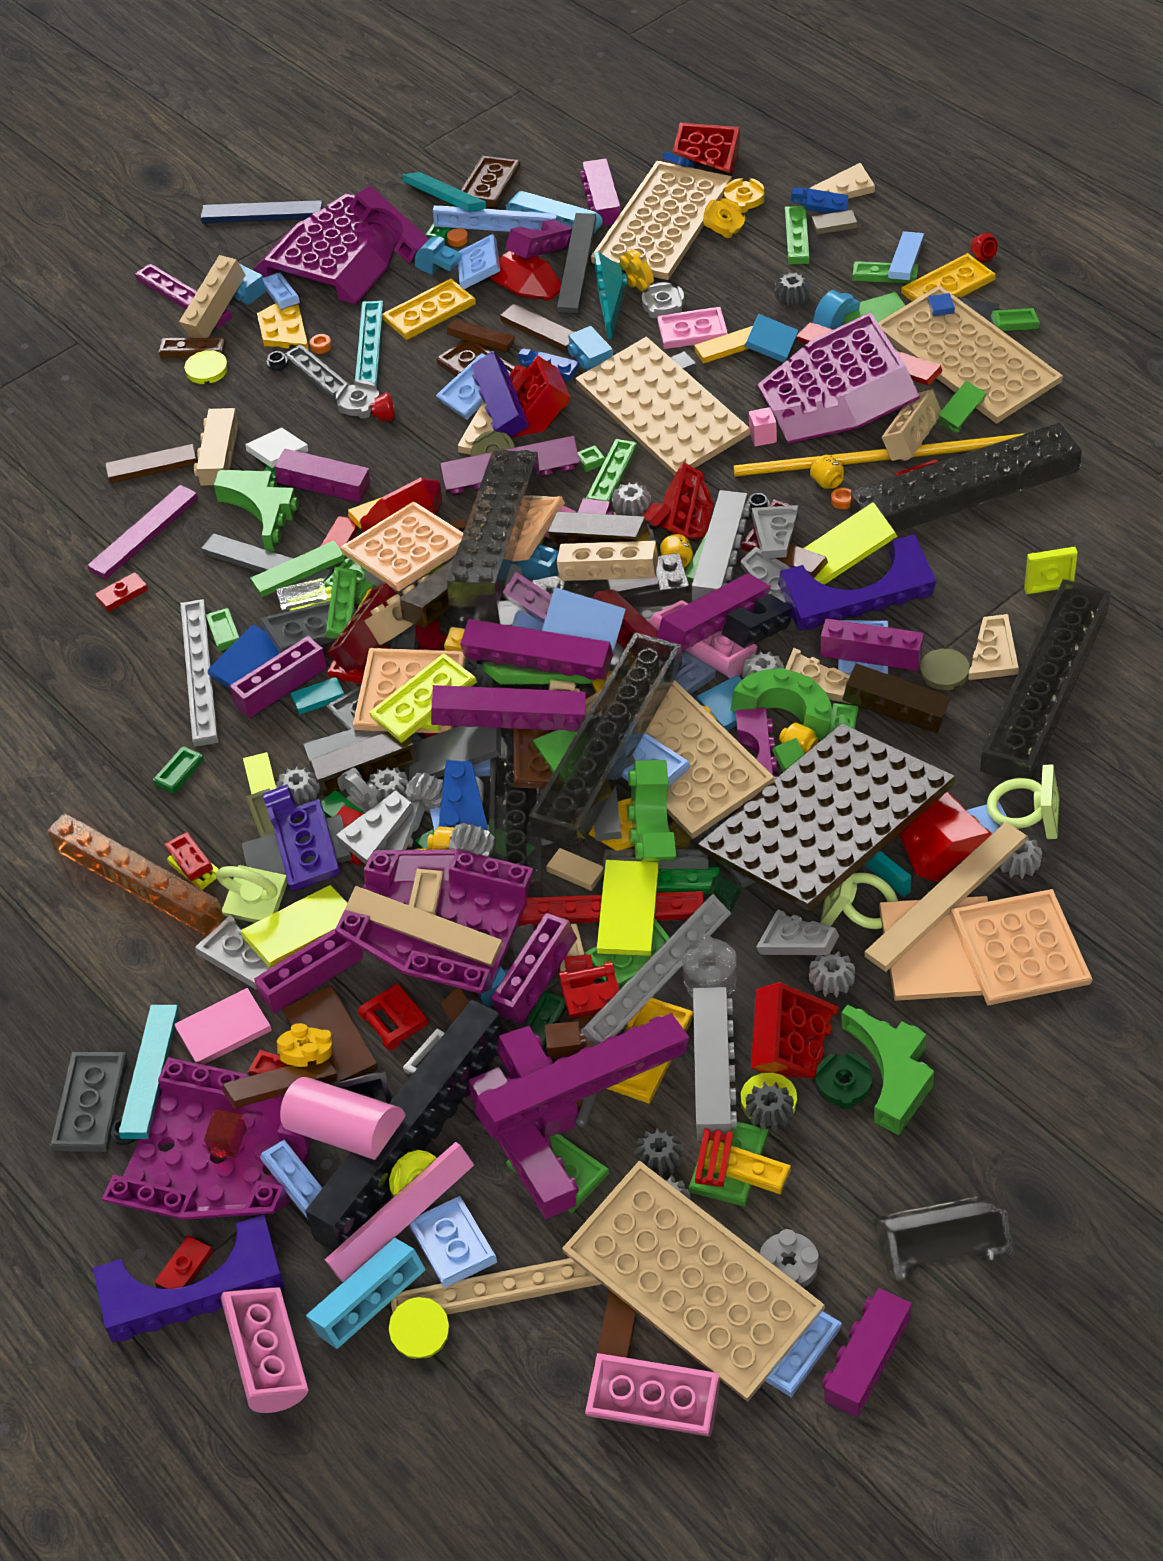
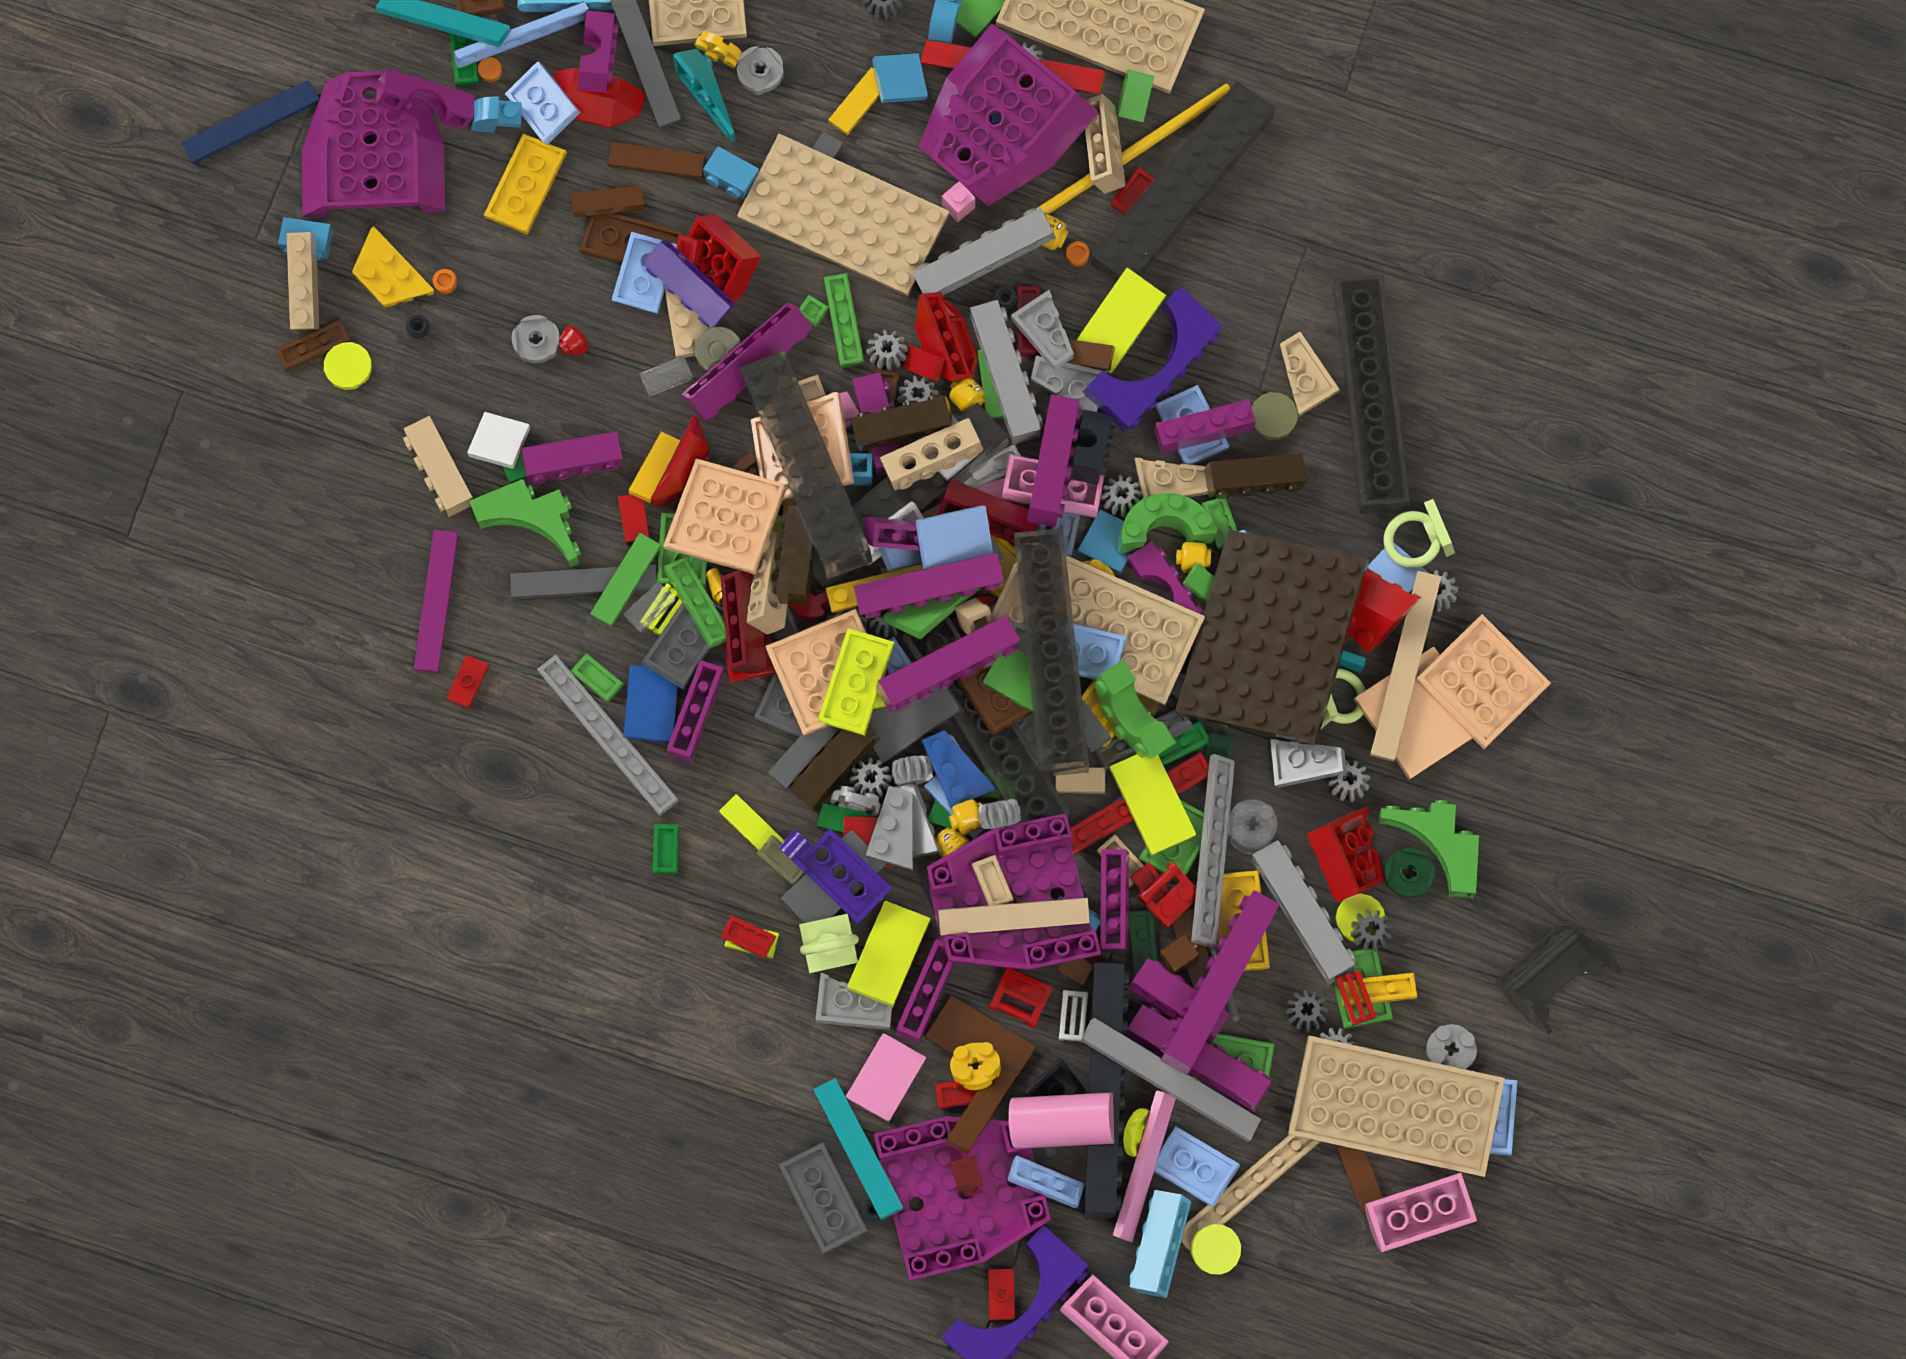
camera: 35 degrees left, 25 degrees up
(136, 874) = (710, 975): clear orange brick -> none
(151, 463) = (382, 515): tile -> none
(172, 289) = (237, 275): magenta tile -> none
(280, 291) = (357, 231): light blue tile -> none
(302, 784) = (784, 824): light grey gear -> none
(315, 371) = (467, 321): tile -> none
(316, 695) = (737, 710): teal tile -> none
(369, 342) = (495, 259): tile -> none
(432, 456) = (666, 376): none -> clear tile
(476, 1141) = (1170, 1080): none -> light grey tile
(566, 366) = (692, 206): blue hinge -> none
(691, 327) = (809, 93): bright pink tile -> none
(760, 459) = (985, 254): none -> light grey brick
(867, 1352) = (1549, 1094): magenta brick -> none
(1049, 568) = (1316, 267): neon yellow tile -> none

